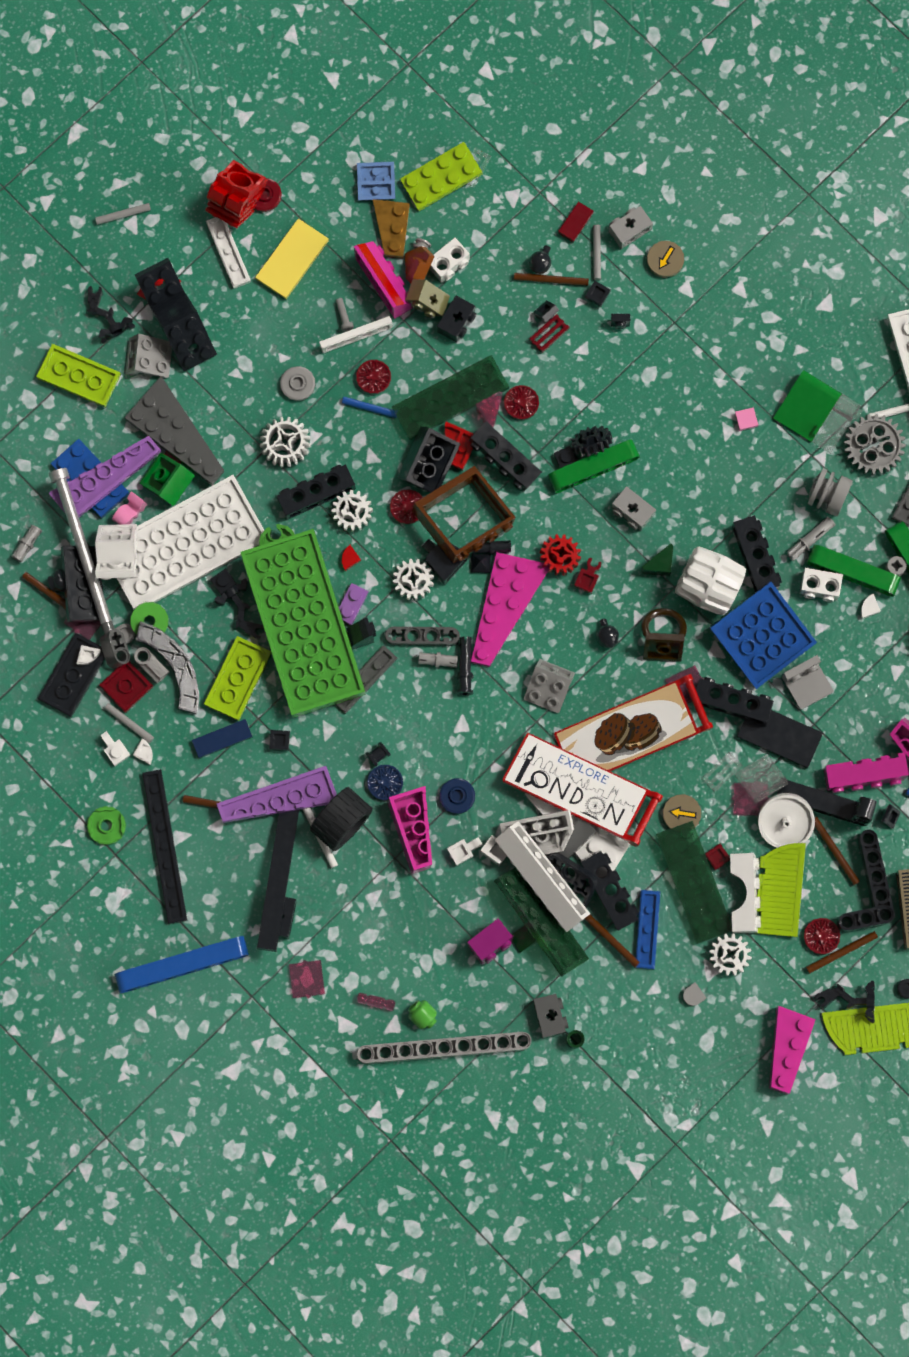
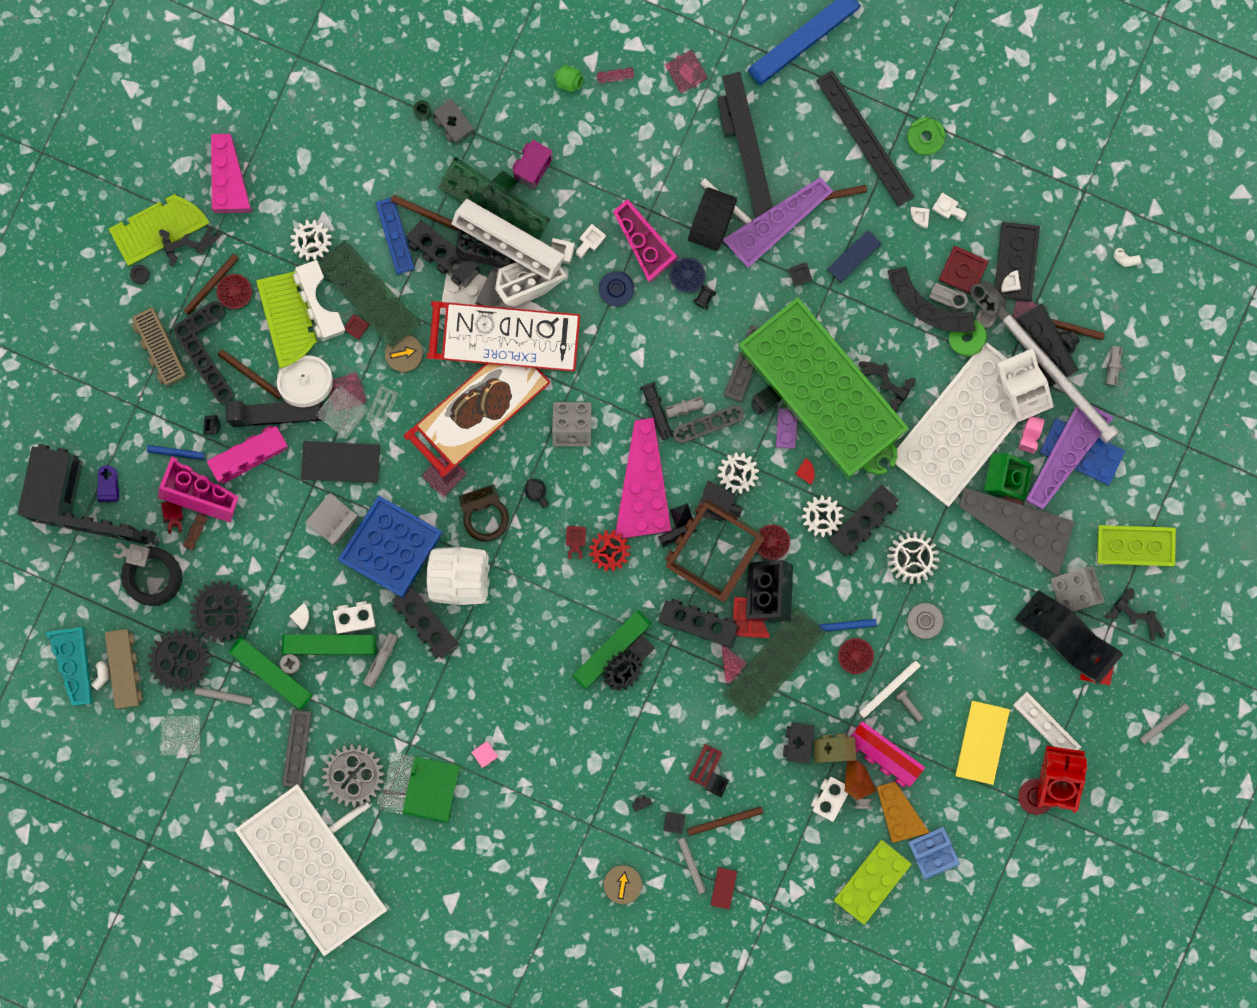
camera: 160 degrees right, 5 degrees up
(129, 723) = (946, 237): light grey bar -> none
(223, 581) = (915, 402): black plate -> none
(237, 678) = (863, 316): lime plate -> none
(434, 1047) = (543, 49): light grey beam -> none
(521, 402) = (705, 686): dark red wheel -> none
(540, 261) = (742, 833): black piece -> none
(624, 235) = (659, 908): light grey brick -> none
(630, 500) = (564, 630): light grey brick -> none
(660, 564) = (512, 579): dark green slope -> none
(693, 995) = (330, 192): light grey tile -> none
(740, 710) = (365, 469): black brick -> none
(829, 492) = (376, 708): light grey wheel -> none

